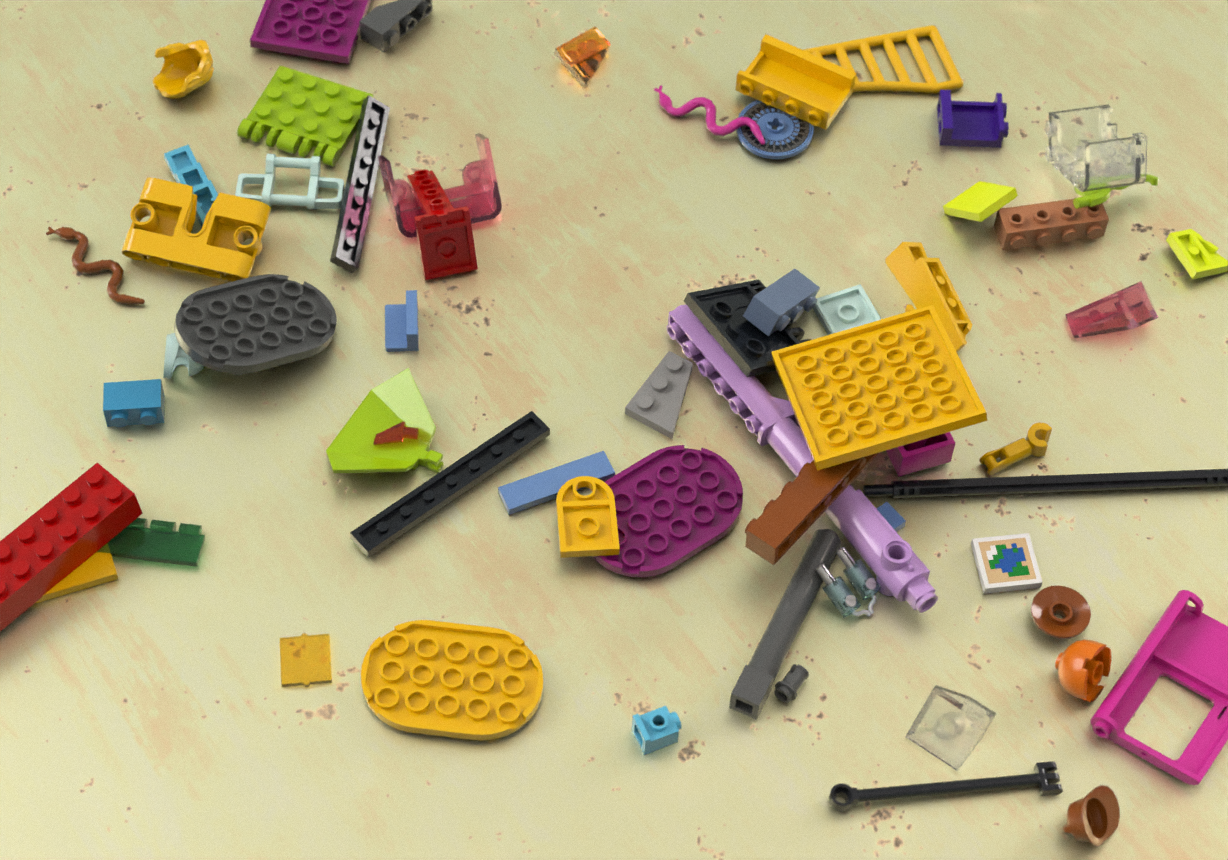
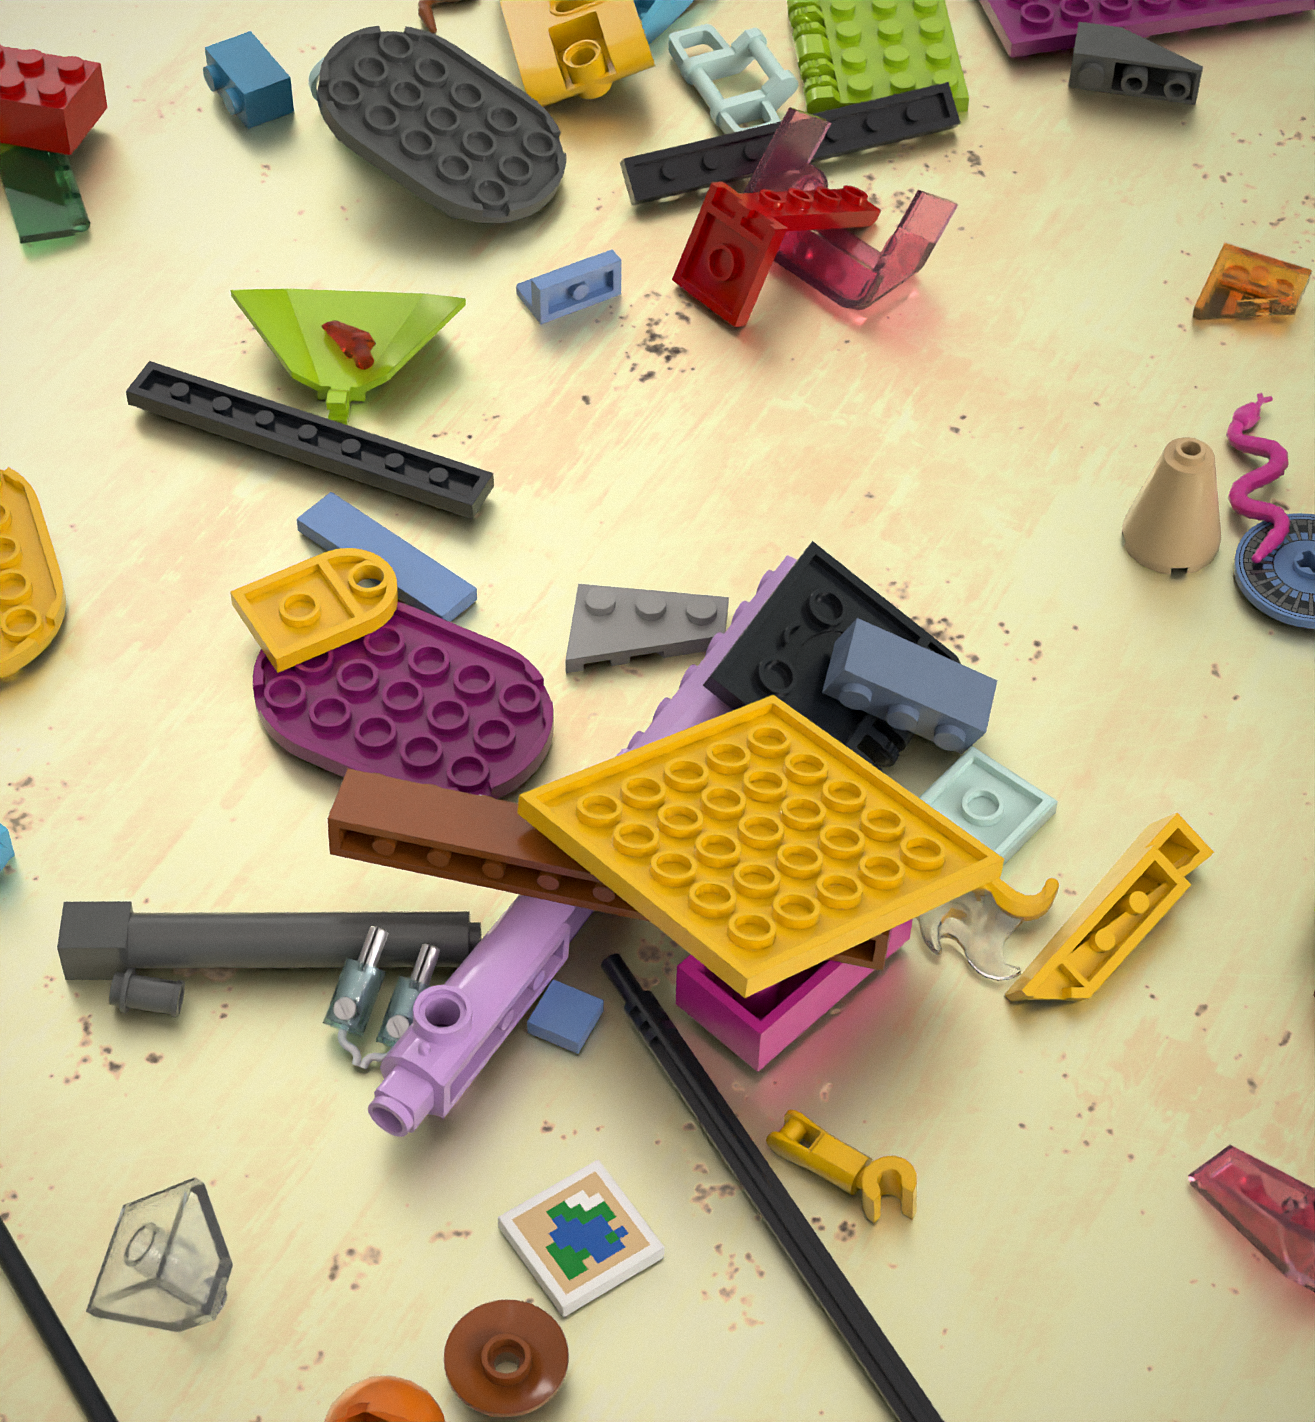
camera: 65 degrees right, 5 degrees down
(722, 155) = (1176, 510): none -> tan cone

